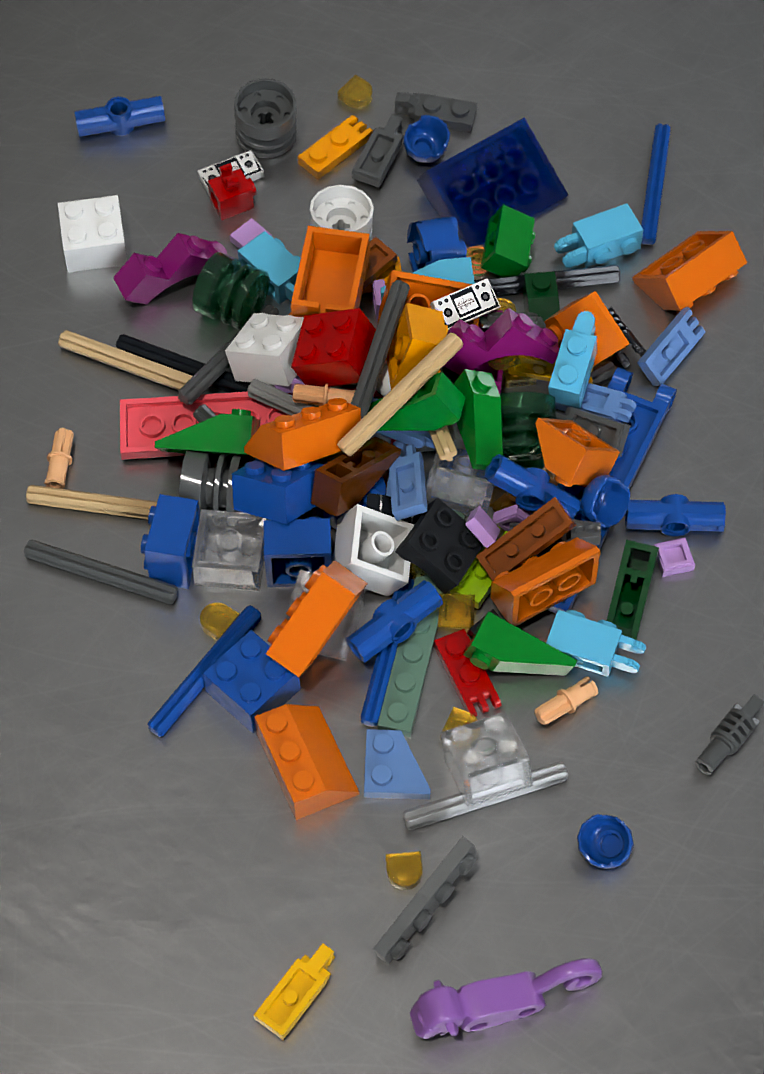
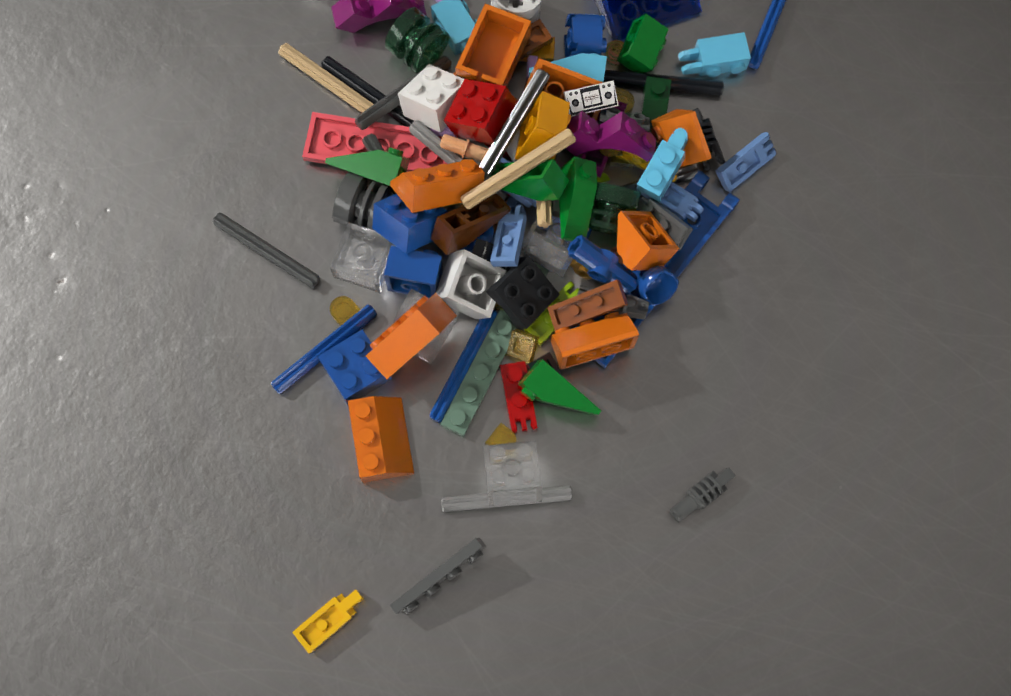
camera: 10 degrees right, 15 degrees up
(59, 458) = (256, 150): light nougat axle -> none
(89, 501) = (279, 194): tan axle -> none
(171, 540) = (320, 240): blue brick -> none
(392, 768) = (442, 459): medium blue wing -> none
(394, 621) = (472, 346): blue piece -> none
(404, 870) = (431, 542): clear yellow tile -> none
(482, 527) = (558, 285): lavender tile -> none
(495, 999) = (466, 664): medium lavender animal -> none
(510, 514) = (584, 279): lavender tile -> none
(566, 701) = (585, 438): light nougat axle -> none
(593, 643) = (615, 396): medium azure hinge -> none
(605, 841) = (584, 559): blue hair -> none
(632, 587) = (659, 360): dark green slope -> none
(674, 557) = (700, 337): lavender tile -> none
(675, 515) = (710, 305): blue piece -> none
(691, 269) = (780, 98): orange slope -> none

